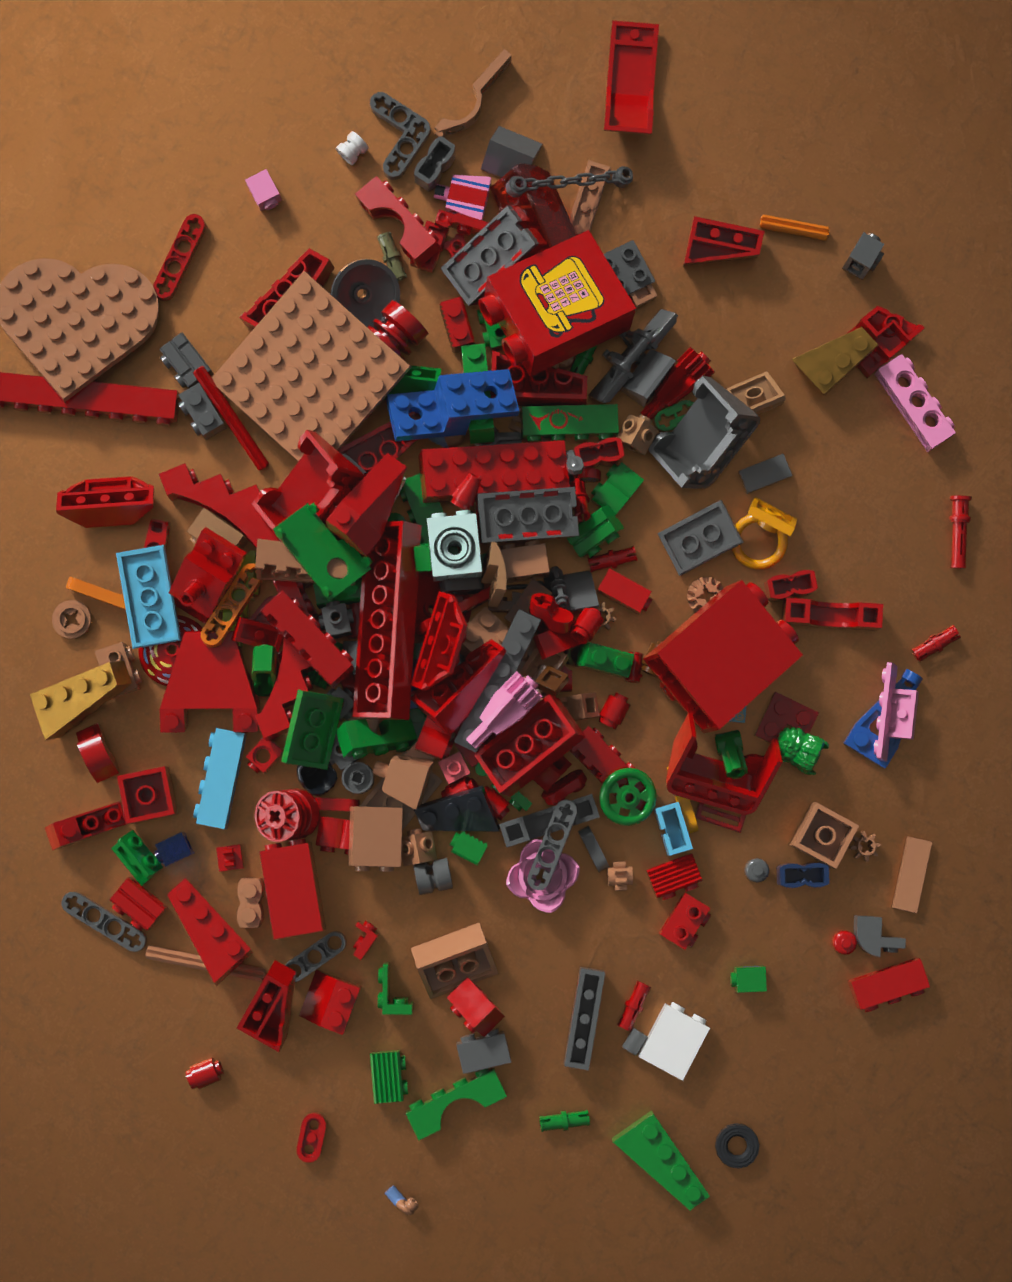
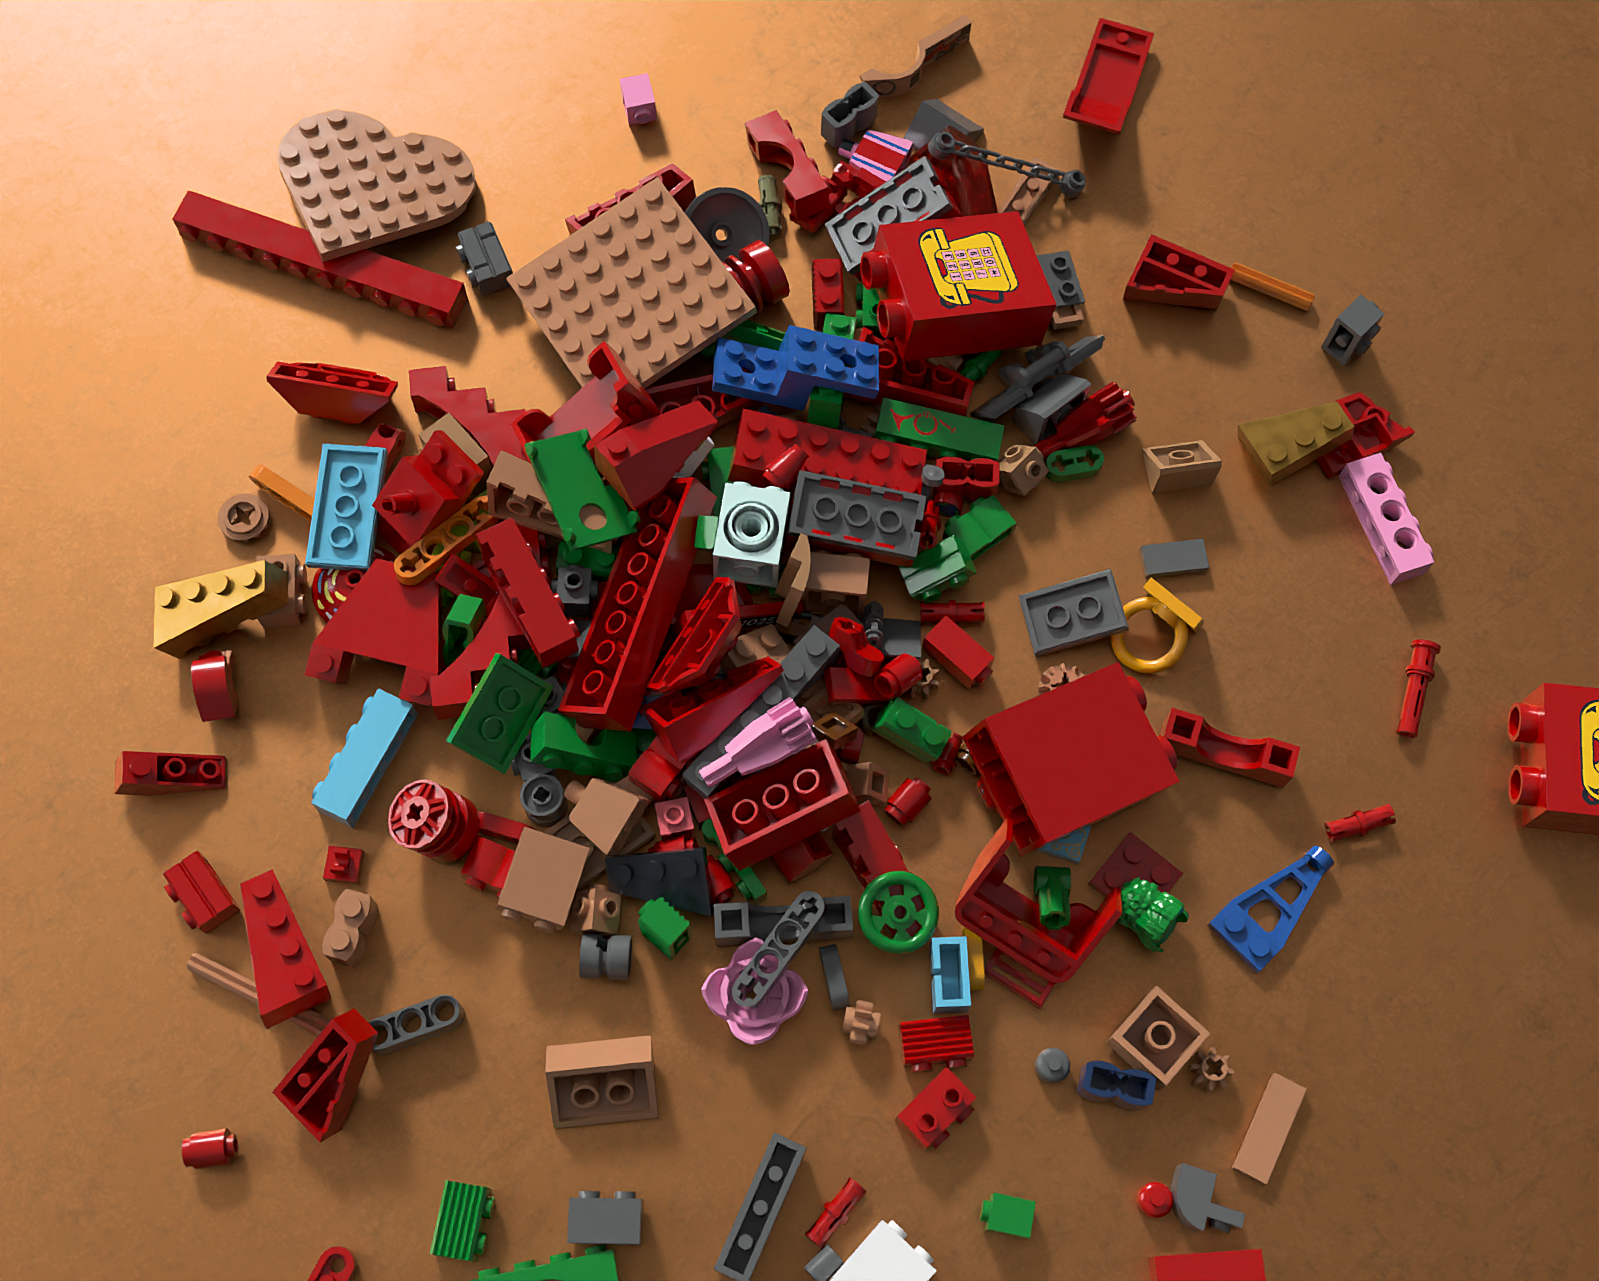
camera: 15 degrees right, 15 degrees down
(104, 921) = (152, 902): dark grey beam -> none
(137, 857) = (220, 830): green bracket -> none
(147, 795) = (261, 752): red brick -> none
(173, 849) = (272, 833): clear blue brick -> none
(182, 258) = (512, 146): red beam -> none
(202, 411) = (487, 317): dark grey brick -> none
(231, 418) = (519, 331): red axle -> none
(275, 754) = (429, 729): red brick -> none
(292, 889) = (410, 922): red brick -> none
(316, 780) = (488, 787): black hair -> none
(330, 1002) = (415, 1095): red slope -> none
(352, 148) = (755, 80): white wheel -> none
(363, 944) = (487, 1025): red bracket -> none
(399, 1005) = (488, 1105): green bracket -> none
(406, 127) = (826, 77): dark grey beam -> none
(461, 586) = (753, 591): dark grey beam -> none
(475, 1007) = (611, 1151): red brick -> none
(559, 790) = (828, 881): red plate -> none
(705, 436) = (1111, 488): dark grey windscreen -> none
(797, 585) = (1191, 695): red brick -> none
(897, 713) = (1291, 896): bright pink bracket -> none

